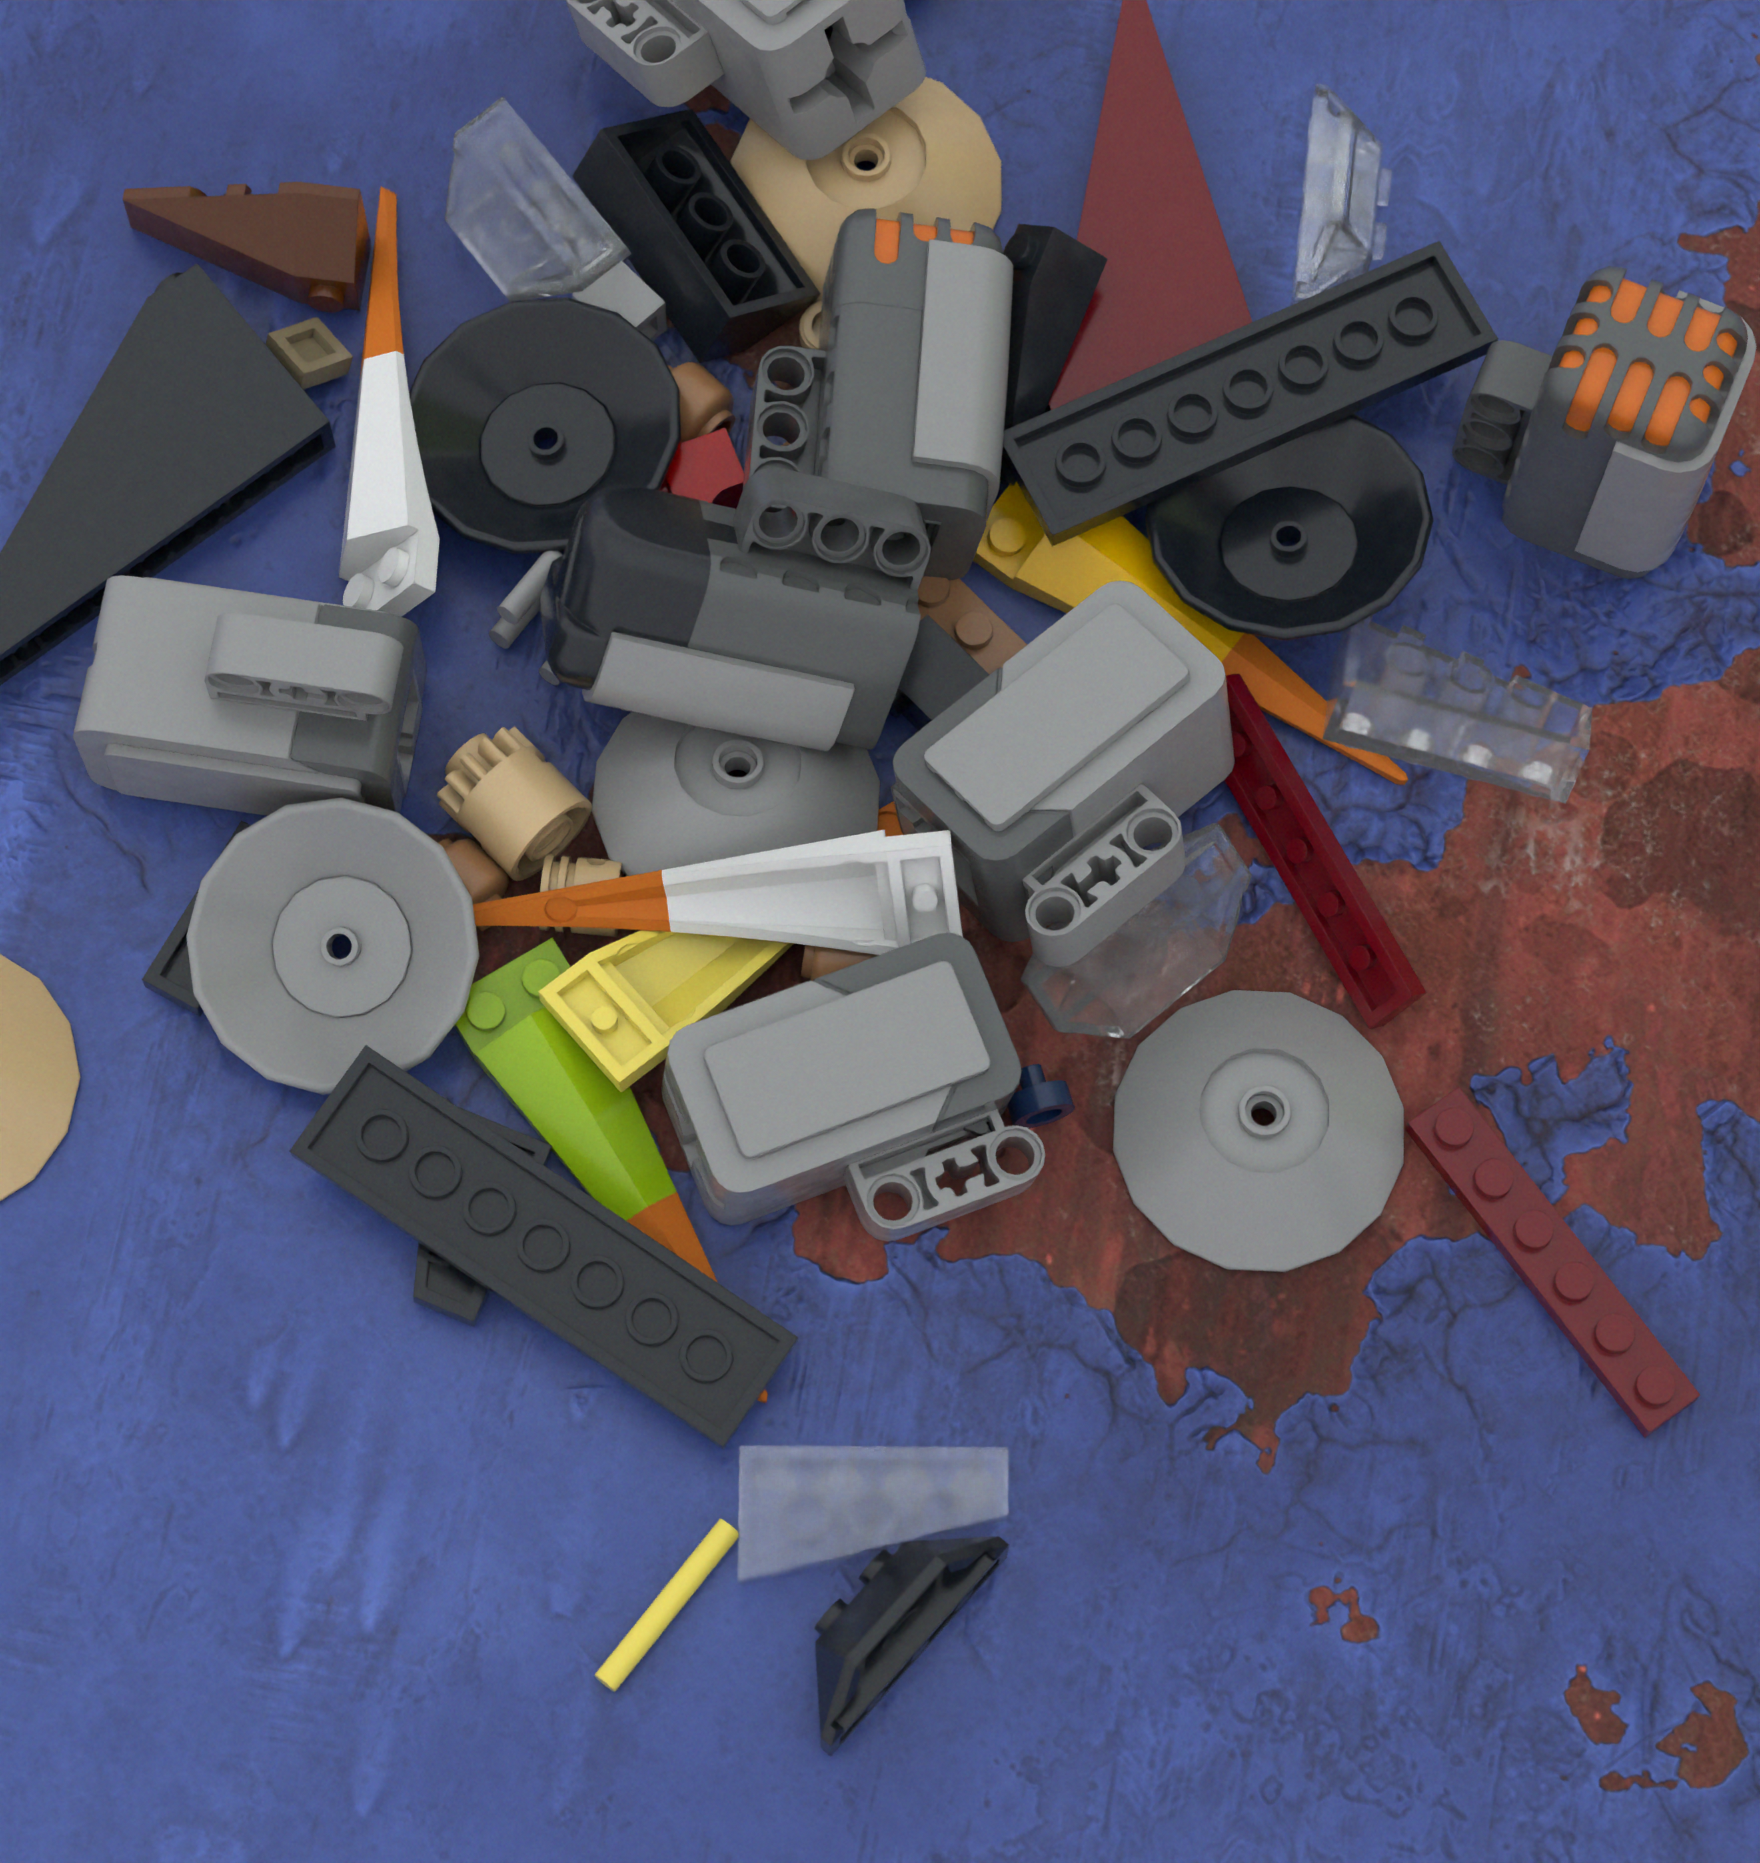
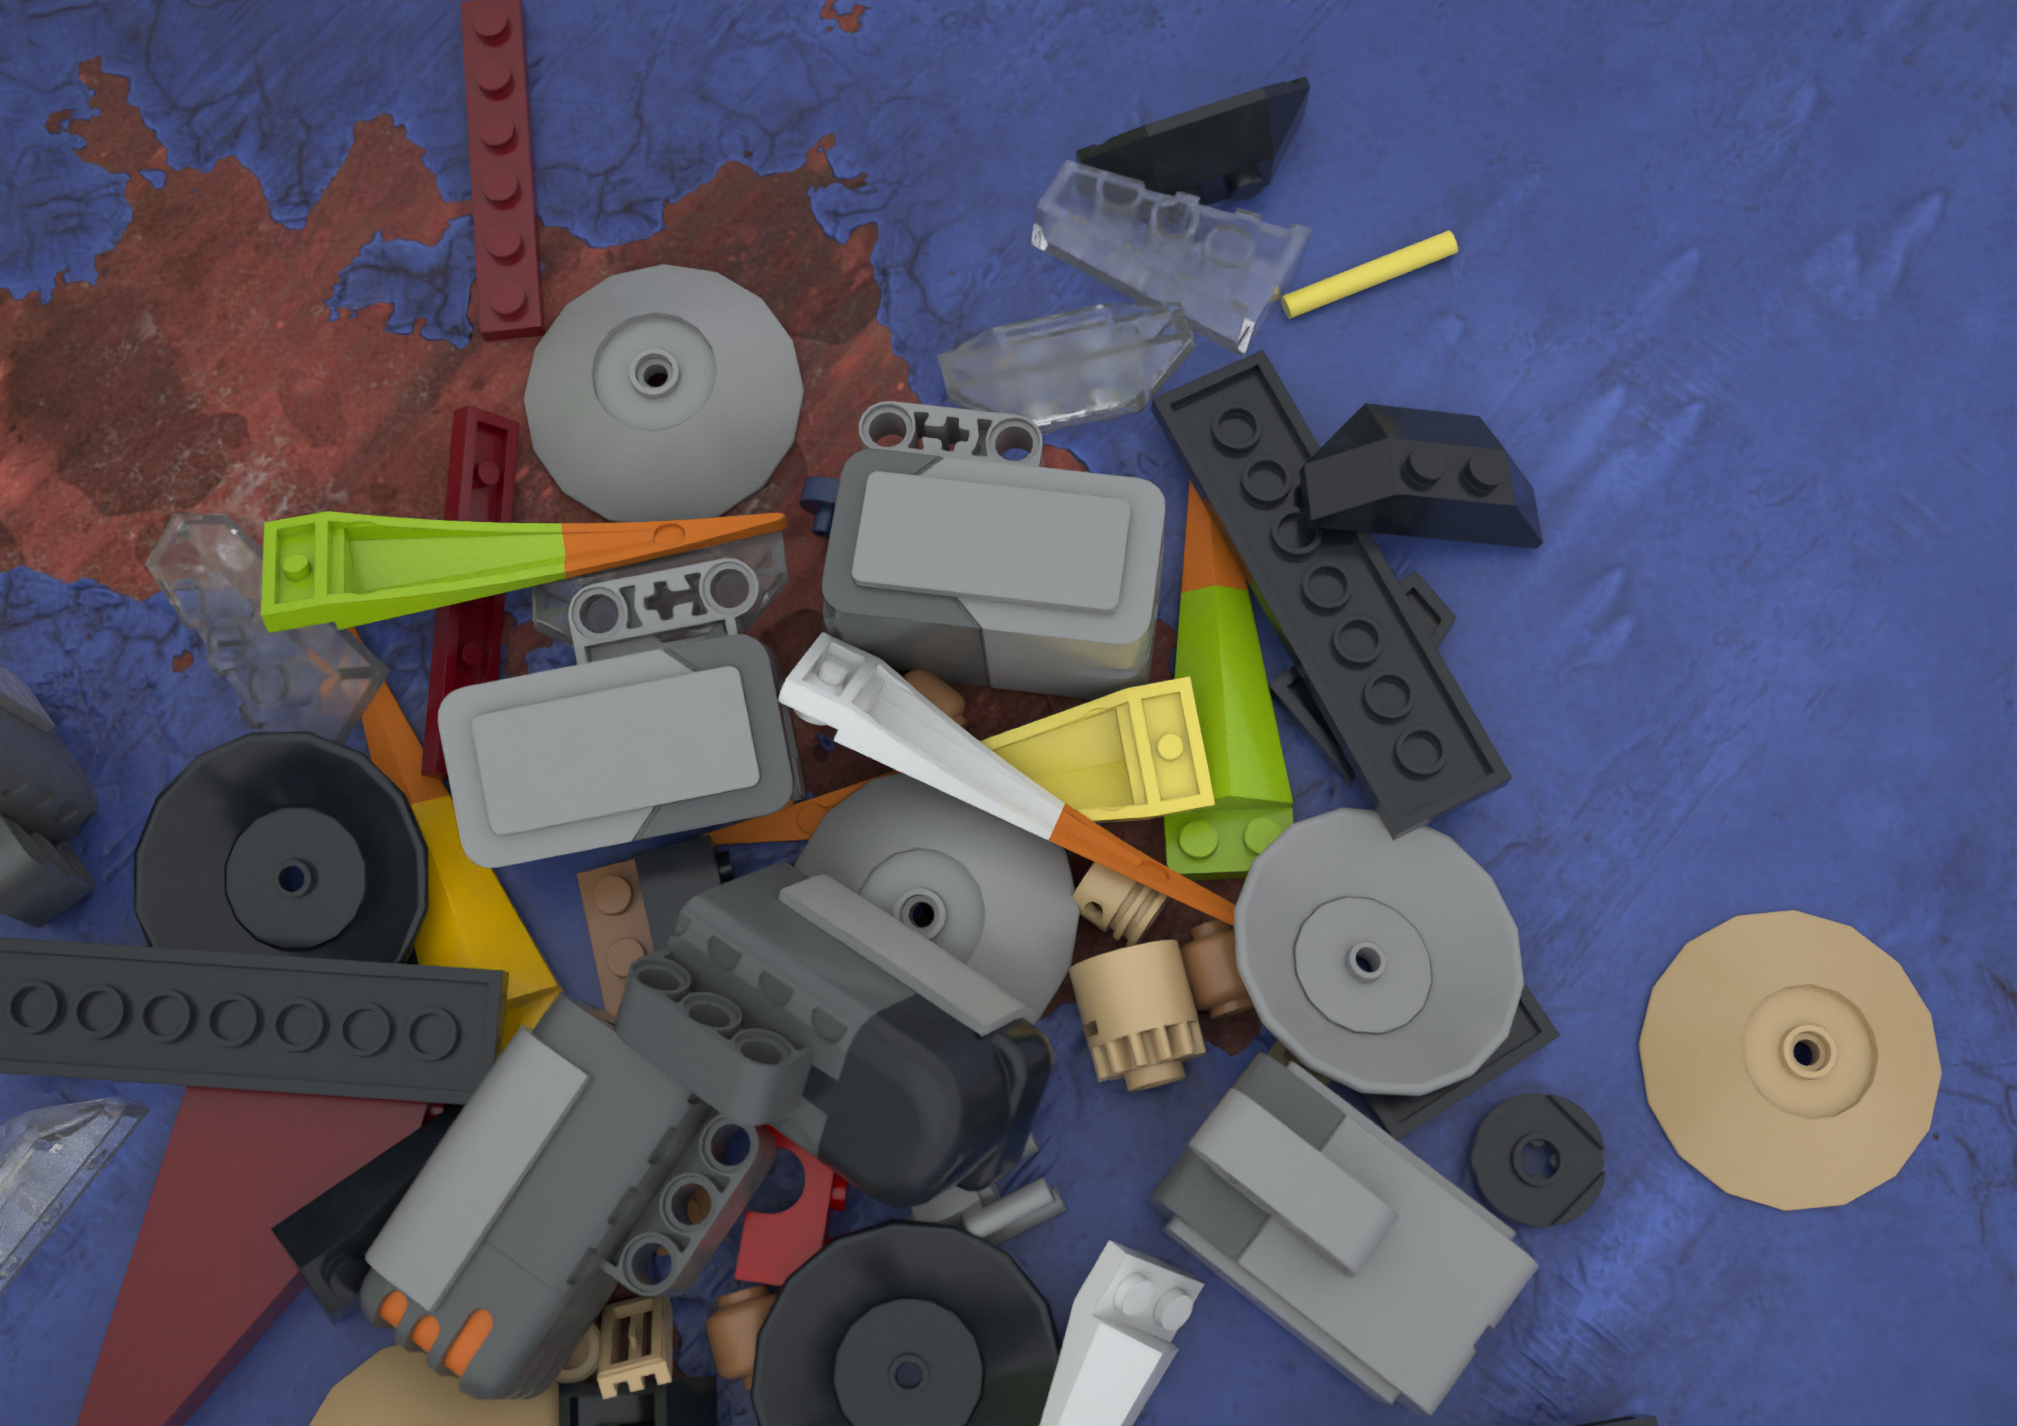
camera: 145 degrees left, 5 degrees up
(97, 844) = (1576, 1160): none -> black plate
(509, 1398) = (1420, 479): none -> black wedge
(755, 313) = (639, 1364): none -> tan tile
(905, 1339) = (1071, 363): none -> clear wedge
(1373, 800) = (388, 567): none -> lime plate

